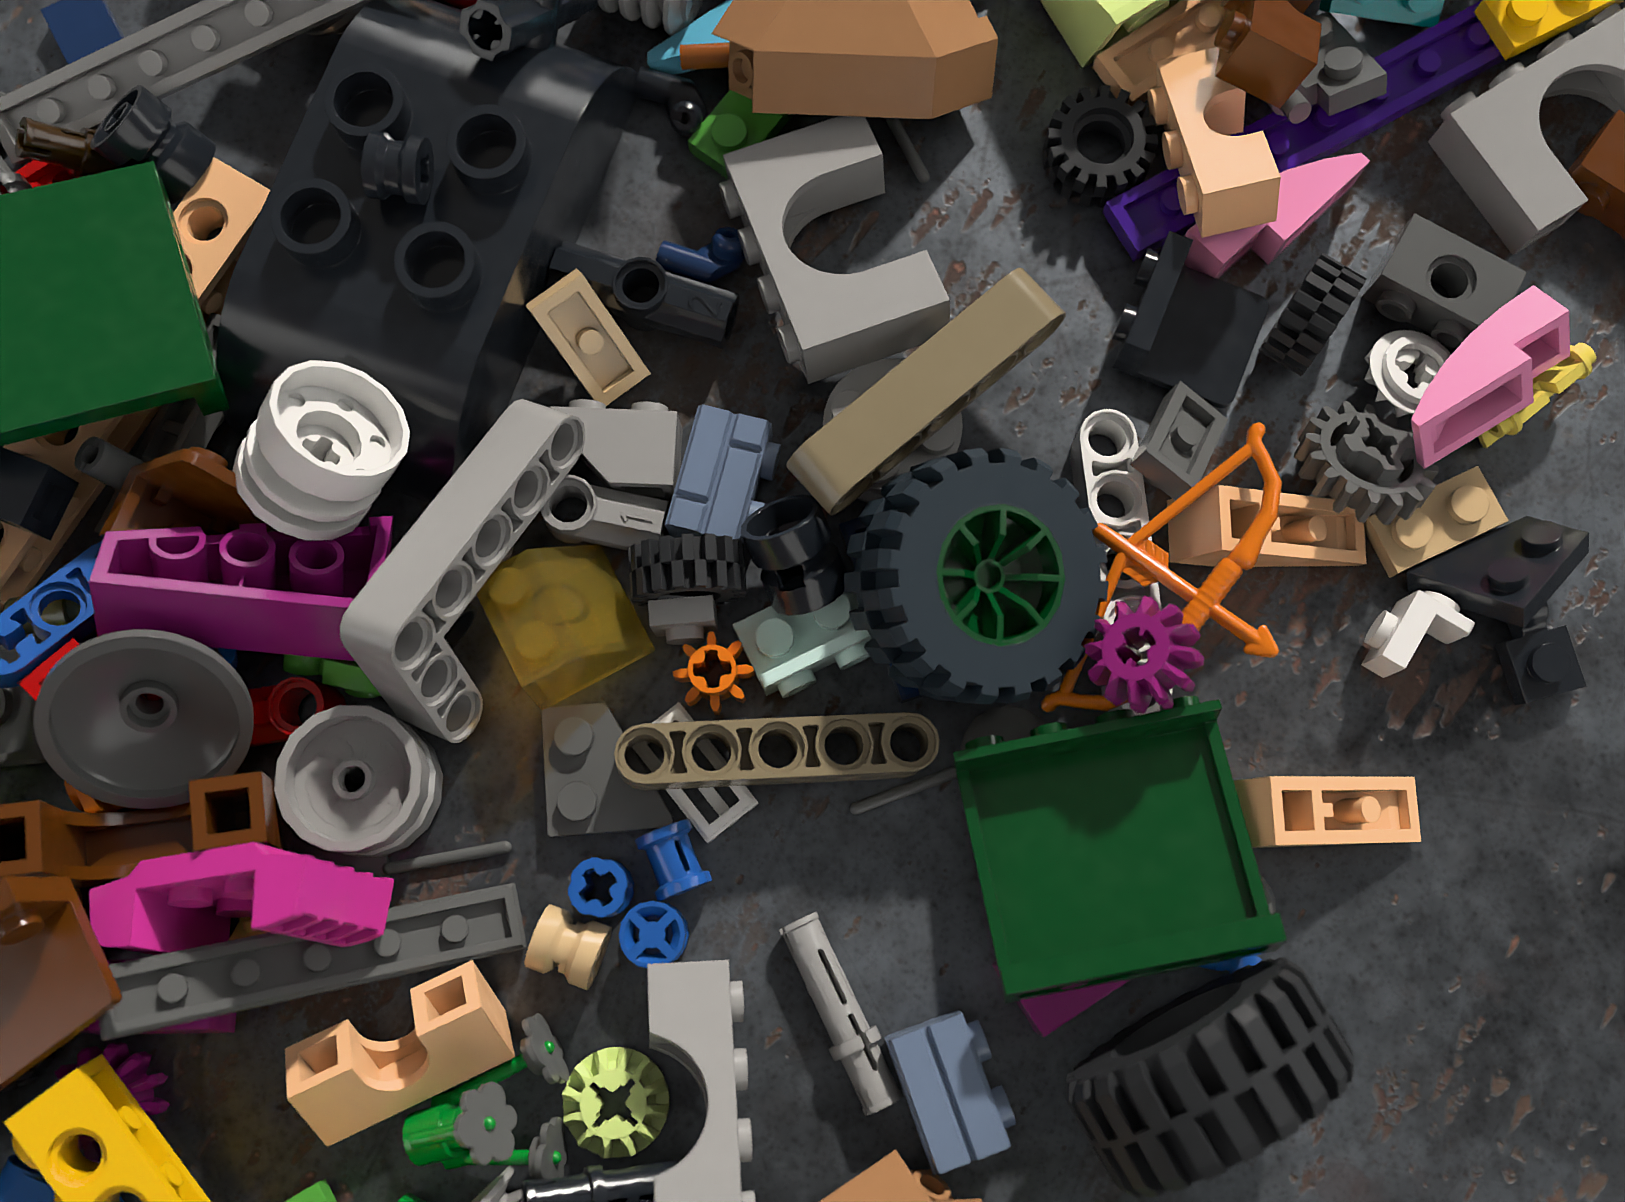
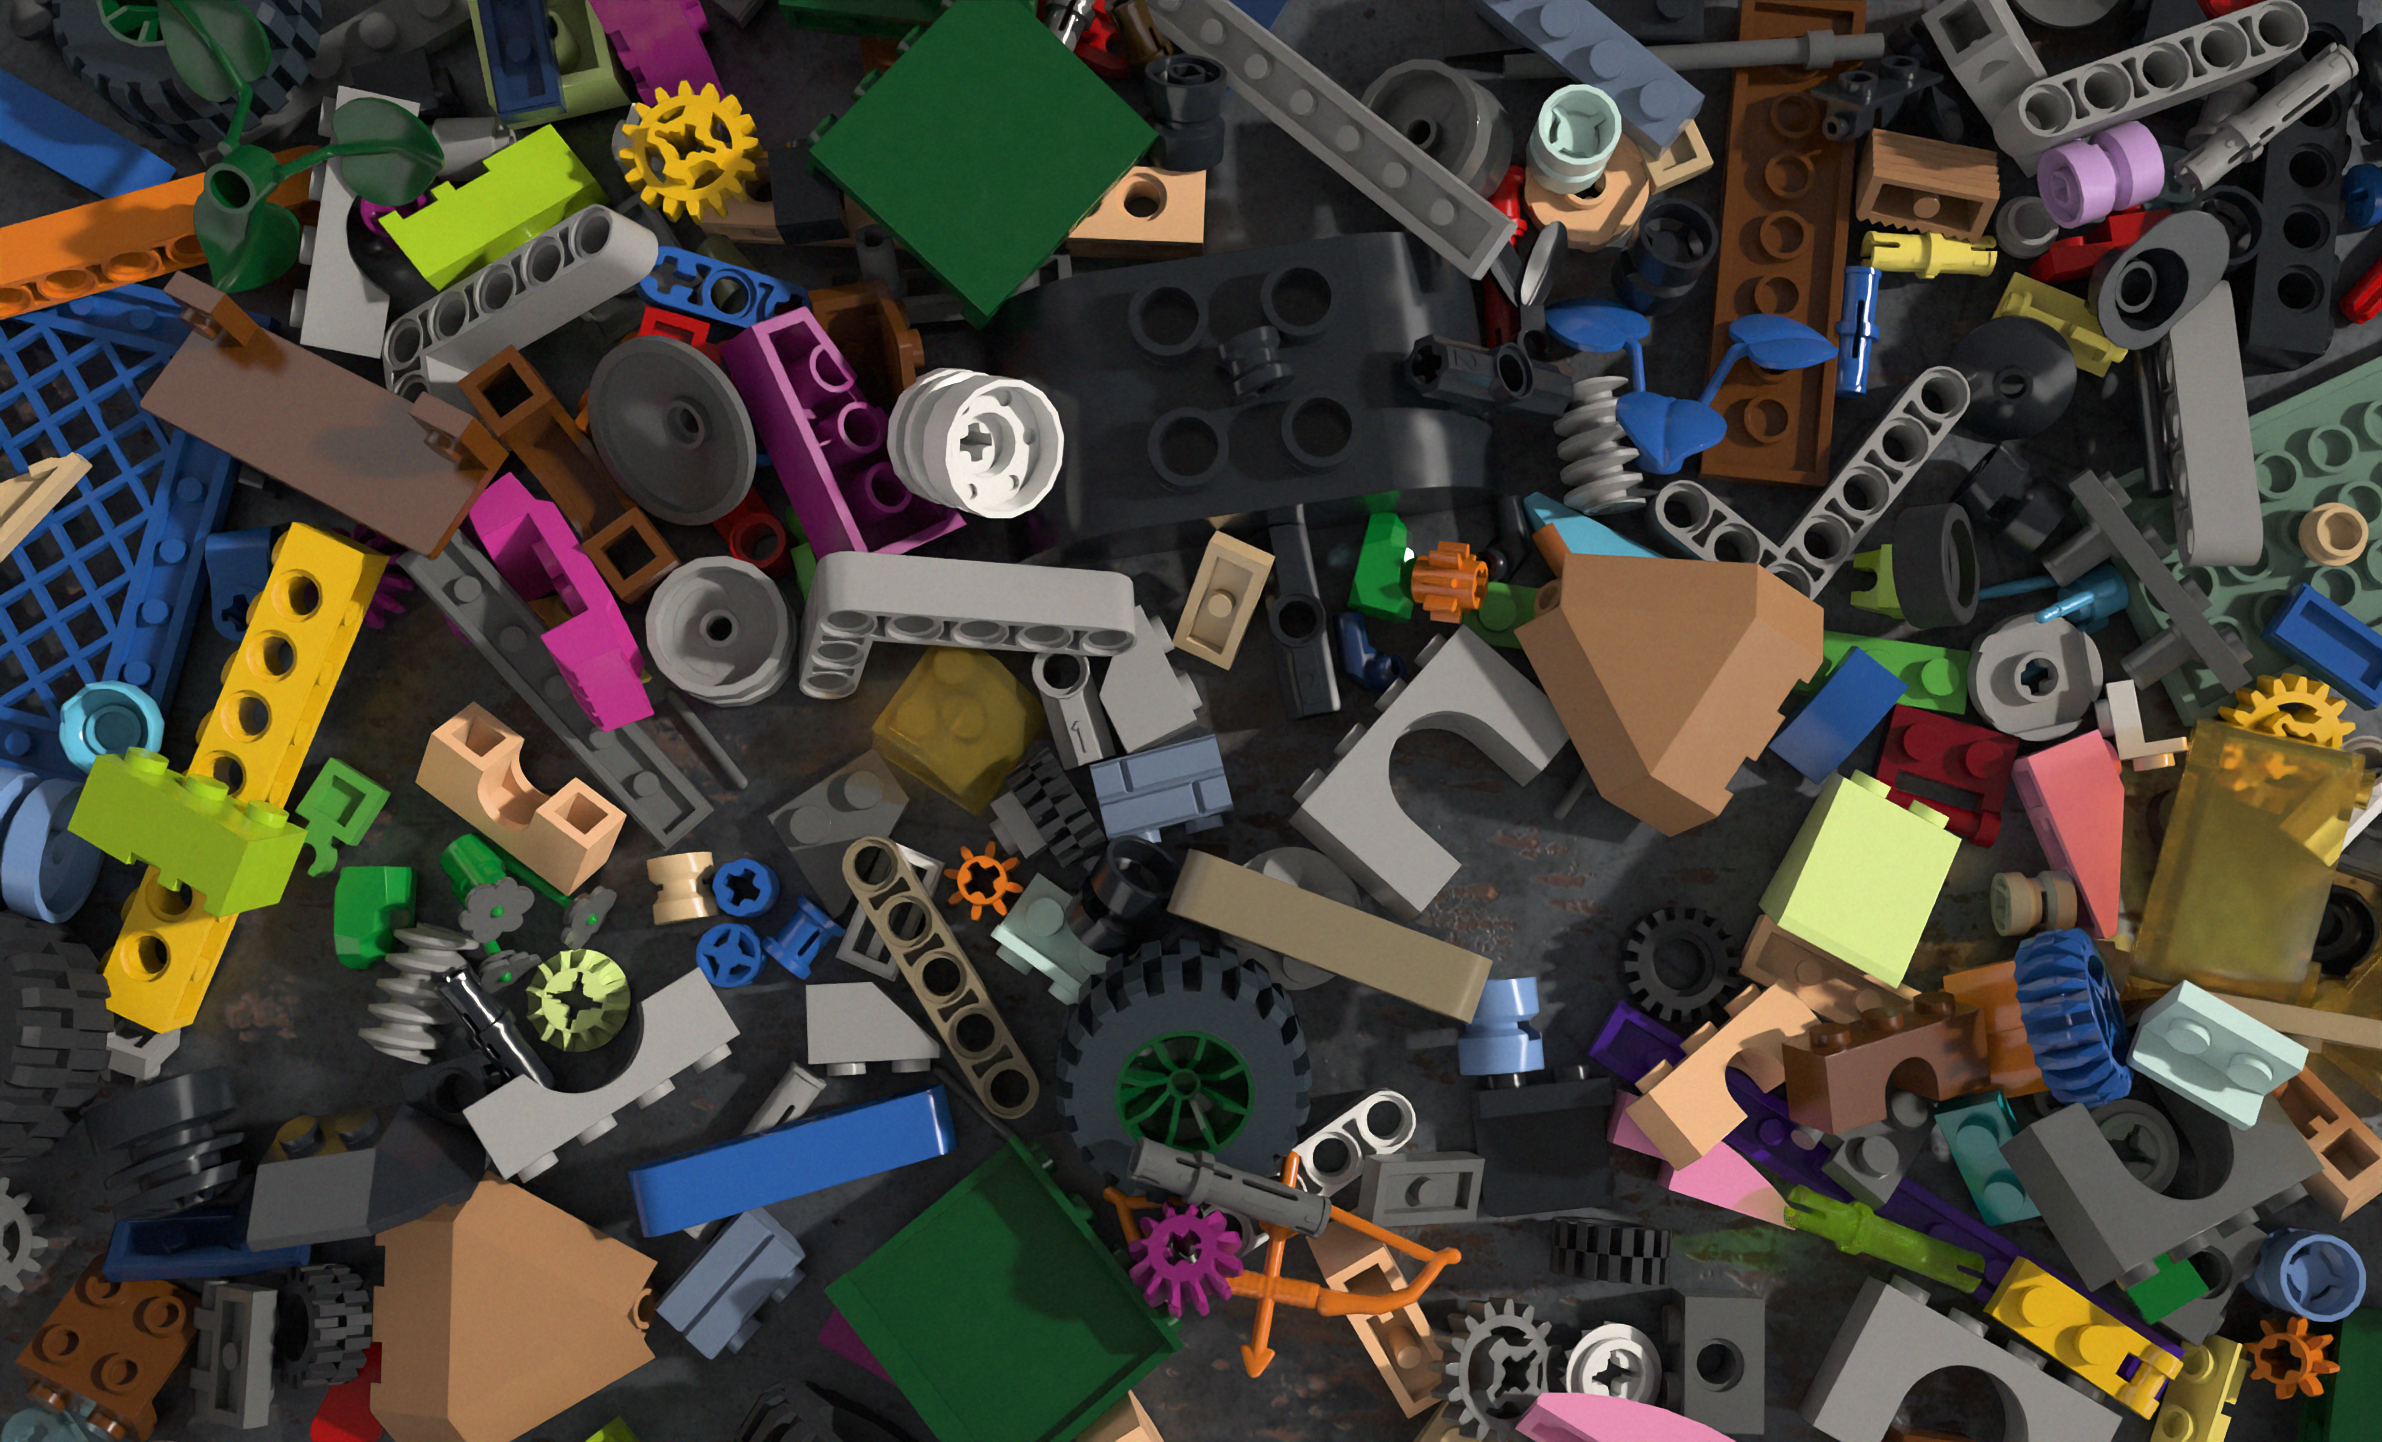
camera: 60 degrees right, 5 degrees up
(642, 202) = (1384, 571): none -> green rock
(681, 147) = (1449, 582): none -> orange gear
(781, 843) = (866, 1024): none -> light grey slope
(867, 976) = (792, 1159): none -> blue beam
(1083, 598) = (1203, 1179): none -> dark grey pin
(1089, 307) = (1501, 1030): none -> medium blue wheel
(1396, 107) = (1859, 1230): none -> clear neon green pin

